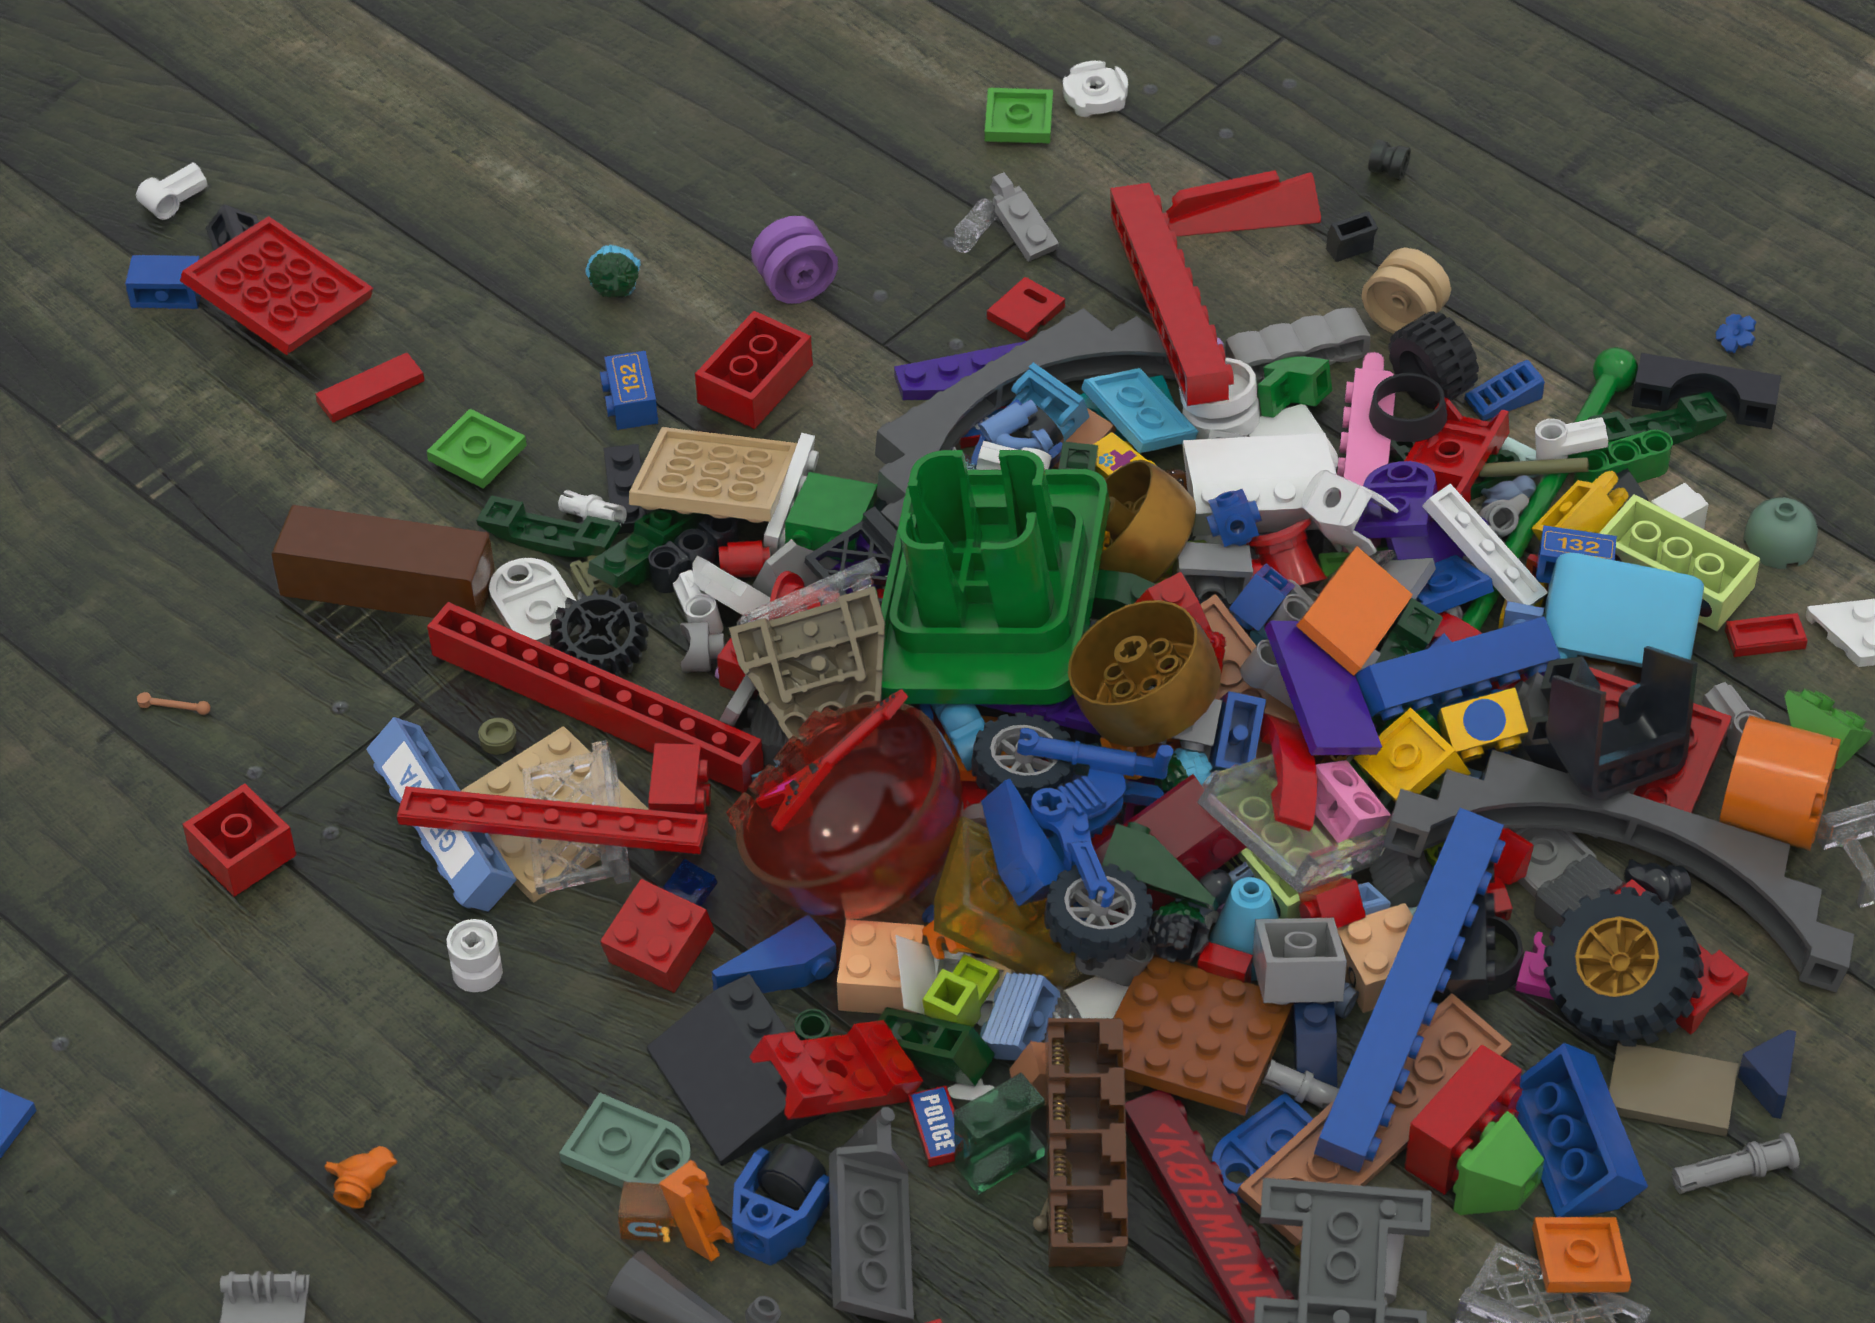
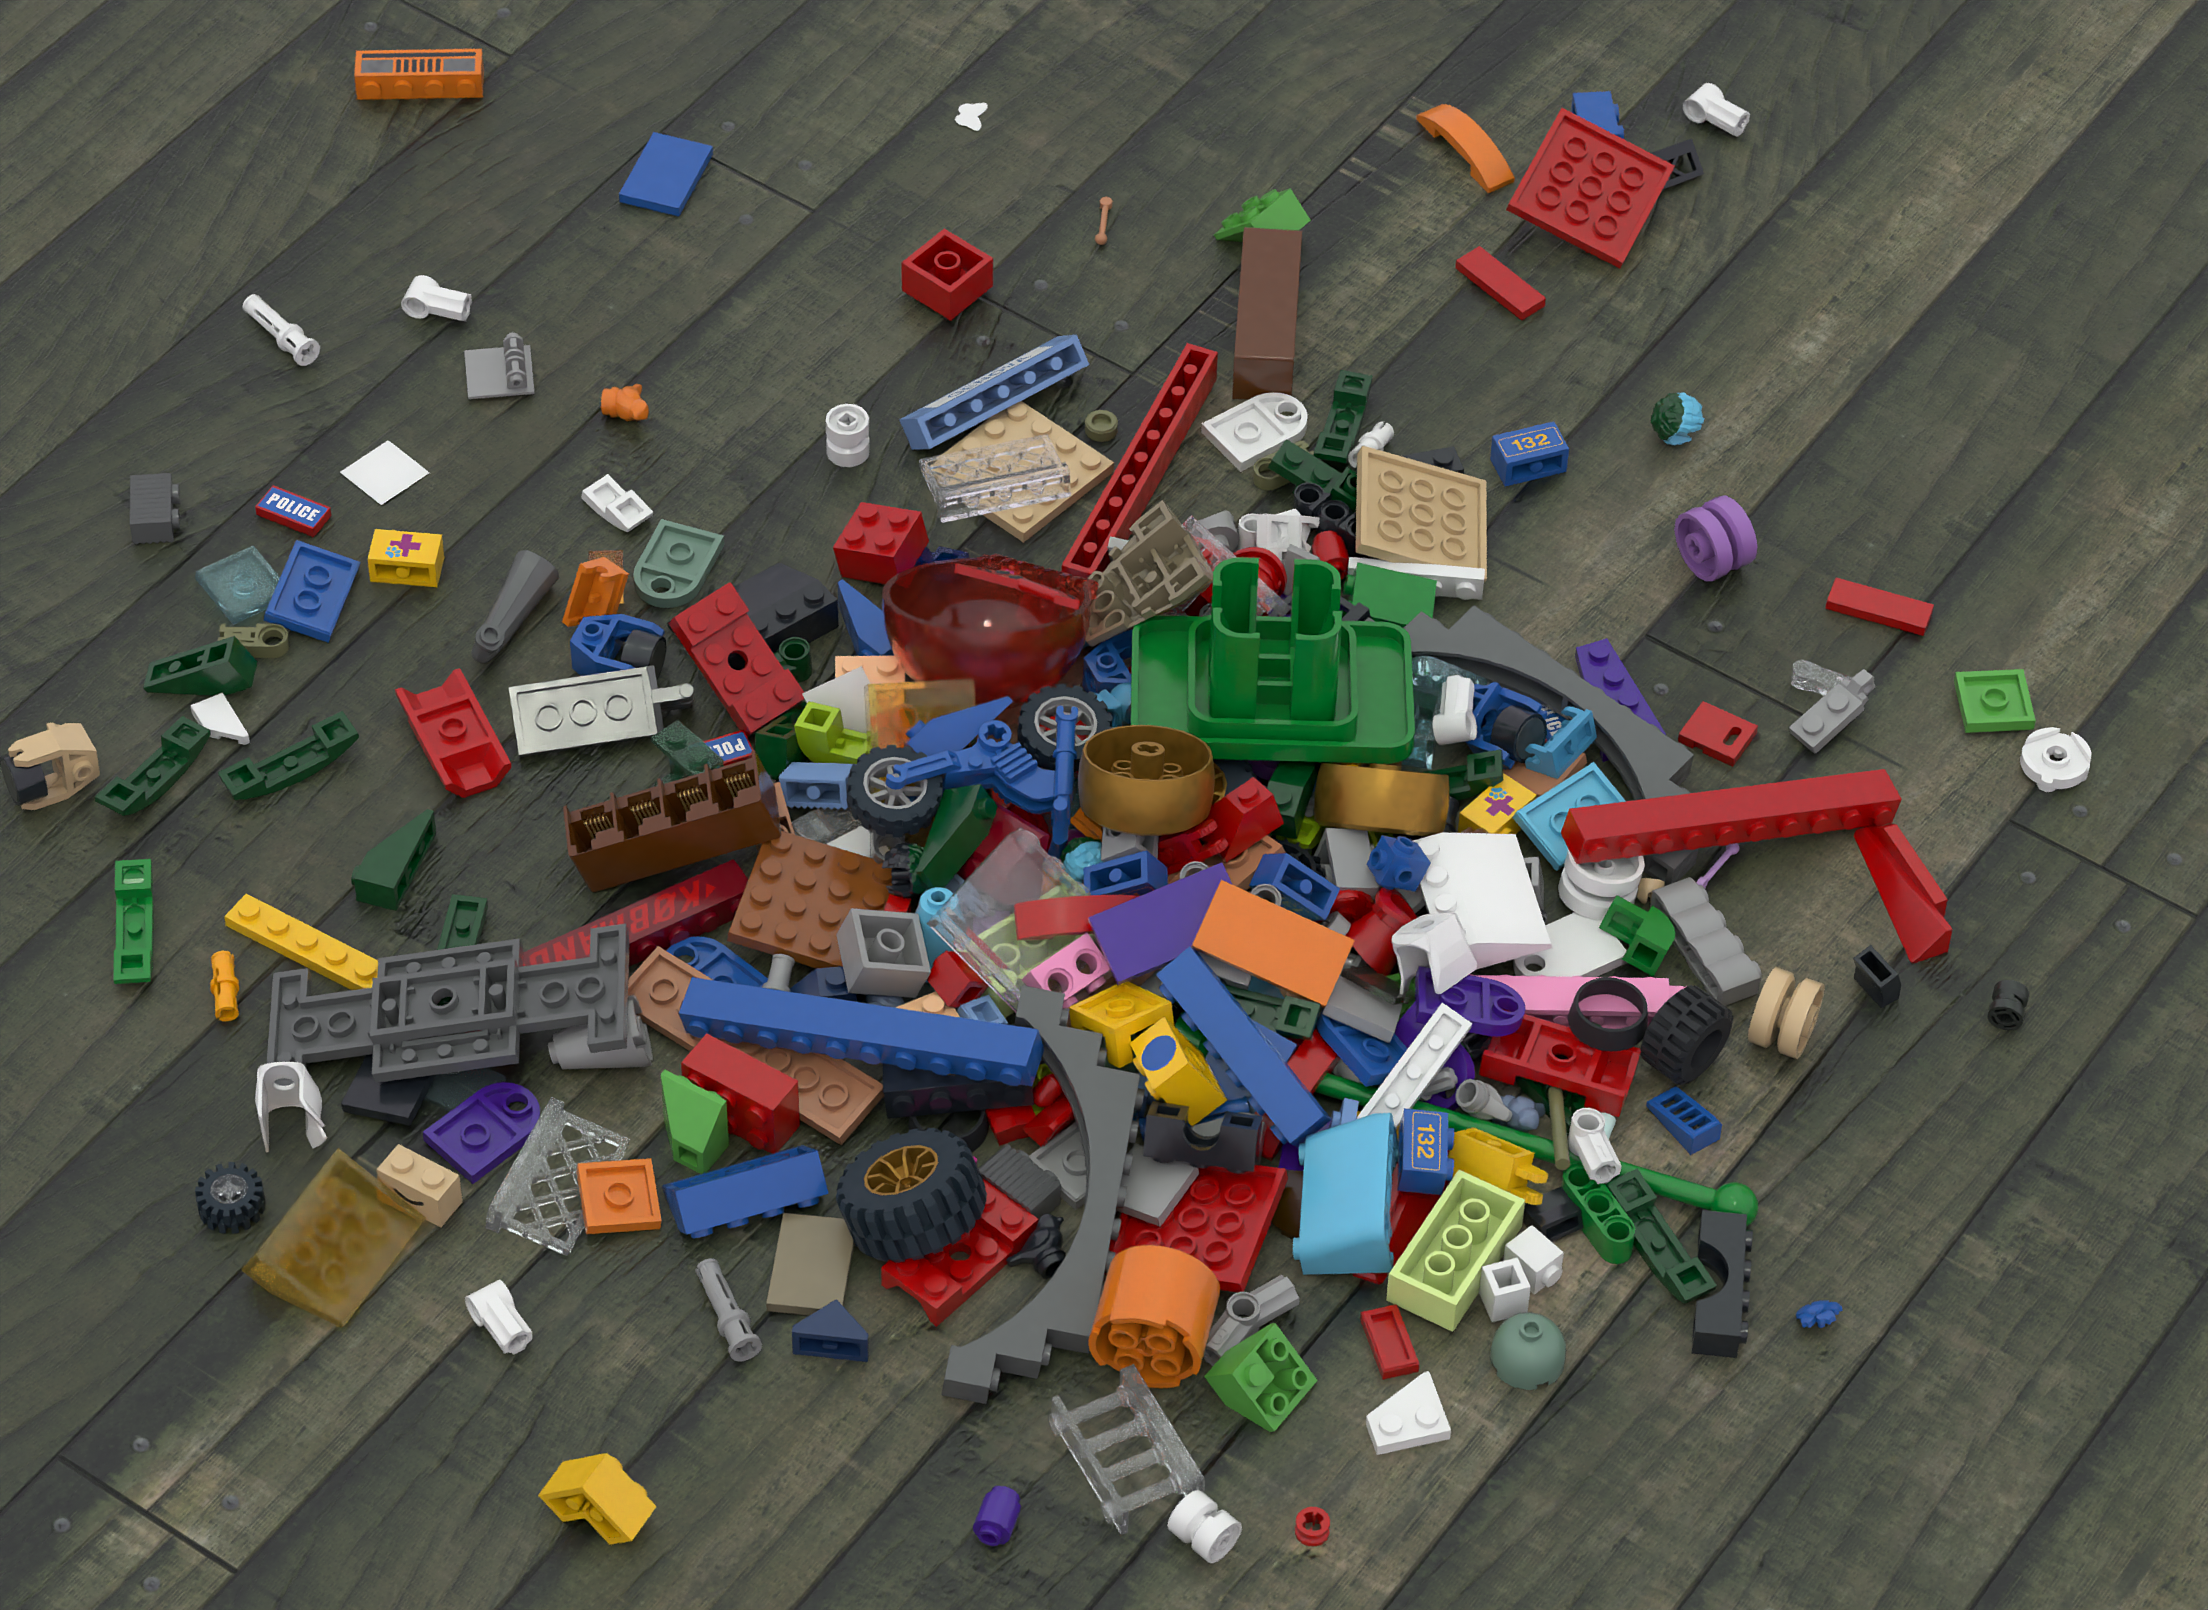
camera: 80 degrees right, 0 degrees up
(151, 381) = (1471, 142): none -> orange slope
(225, 558) = (1271, 211): none -> bright green slope
(476, 448) = (1434, 361): bright green plate -> none
(526, 1198) = (615, 505): none -> white slope
(552, 820) = (971, 446): red tile -> none
(606, 617) = (1212, 457): black gear -> none
(679, 780) = (1030, 530): red brick -> none
(754, 369) = (1567, 531): red brick -> none
(881, 175) = (1879, 606): none -> red tile
(1007, 421) = (1491, 688): medium blue plant -> none
(1217, 883) = (950, 879): black hinge -> none
(1639, 745) = (1158, 1174): black windscreen -> none
(1726, 522) = (1504, 1289): none -> white brick

